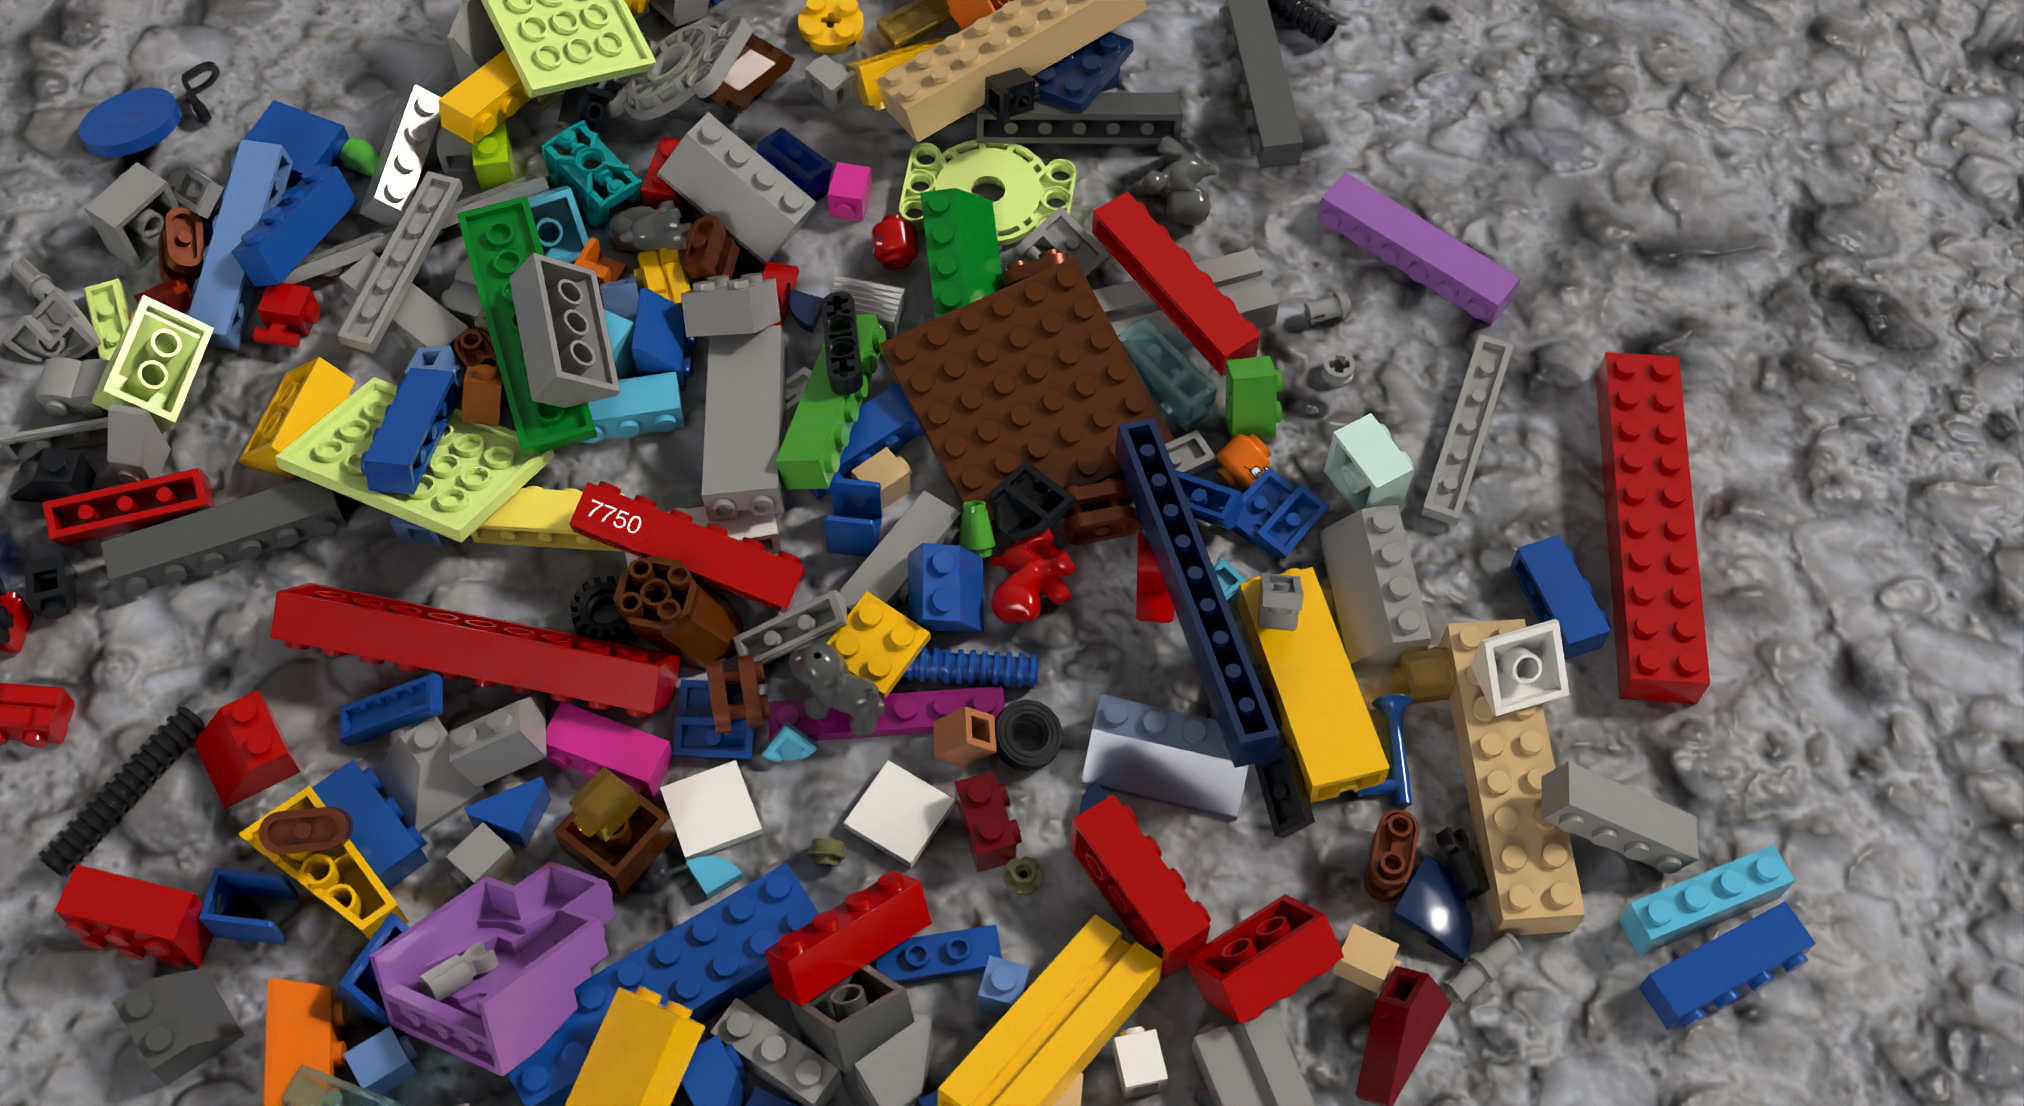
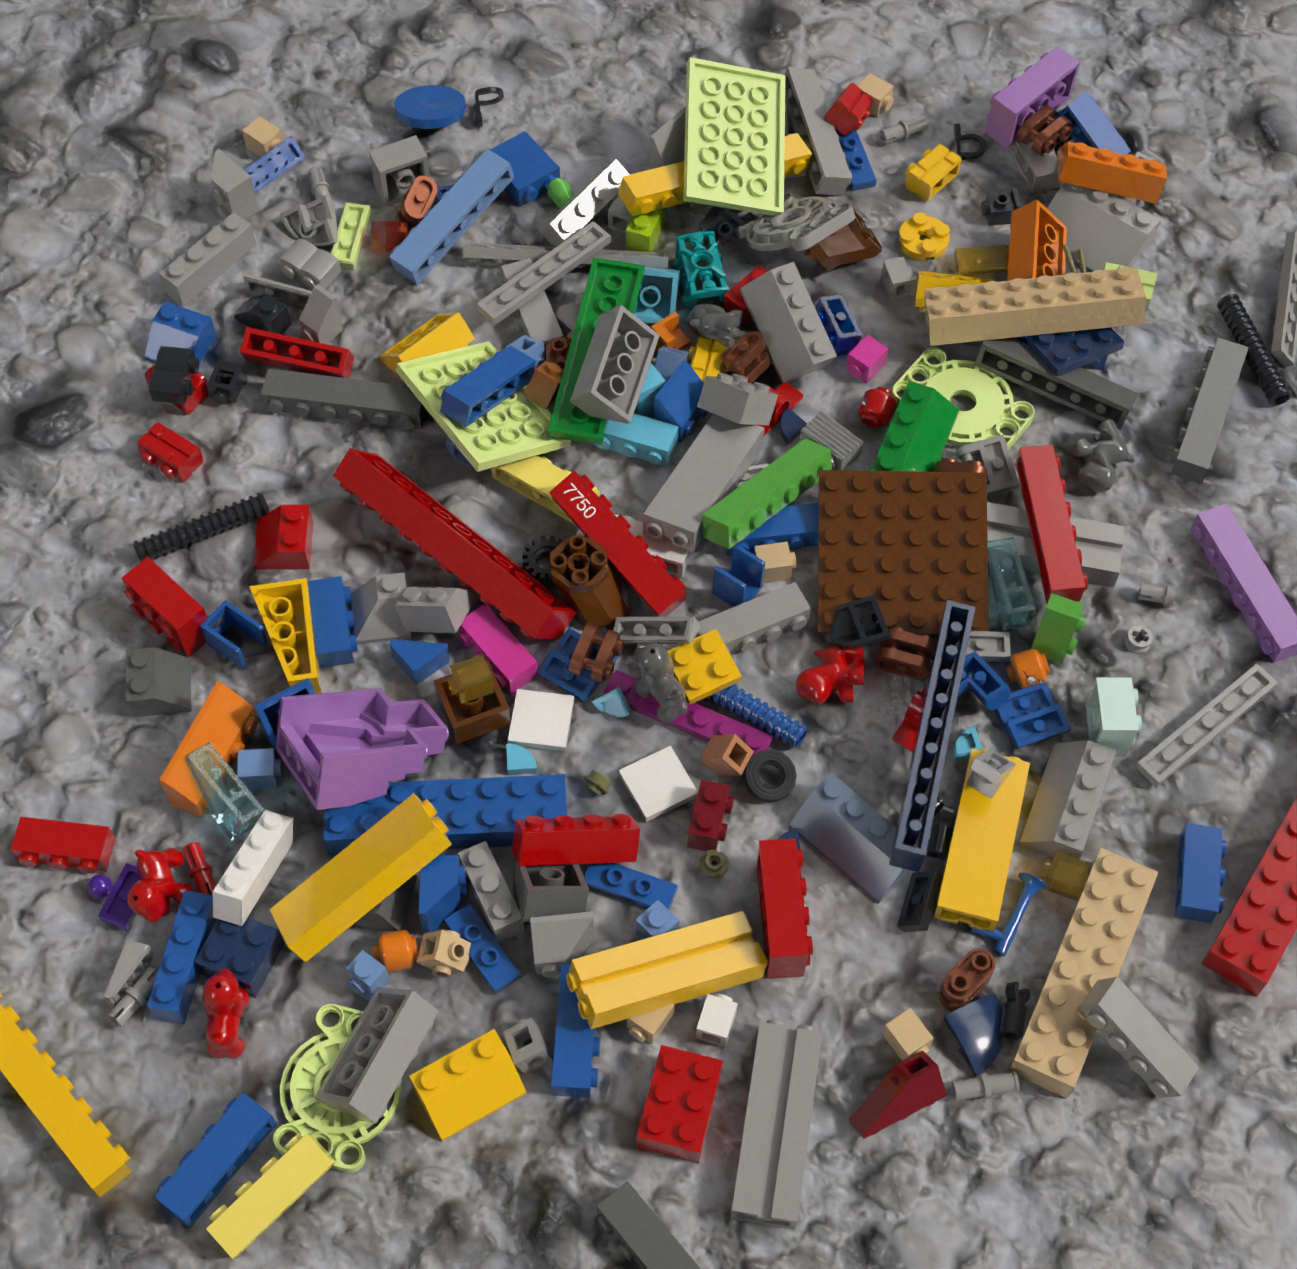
camera: 30 degrees right, 0 degrees up
(154, 362) = (359, 270): yellowish green slope -> none
(196, 191) = (444, 170): light grey hinge -> none
(287, 314) = (458, 274): red brick -> none
(294, 226) = (492, 219): blue brick -> none
(305, 830) = (286, 603): copper brick -> none
(391, 709) = (381, 557): blue plate -> none
(457, 971) = (328, 736): light grey bar -> none
(480, 856) = (384, 674): light grey brick -> none
(842, 342) = (794, 457): black beam -> none
(946, 588) = (771, 654): blue slope -> none
(976, 529) = (814, 626): bright green cone -> none
(1010, 94) = (1011, 340): black brick -> none
(1264, 958) = (836, 997): red brick -> none
(1522, 667) = (1130, 901): white slope -> none
(1706, 900) = (1172, 1126): medium azure brick -> none
(1726, 966) = (1159, 1178): blue brick -> none

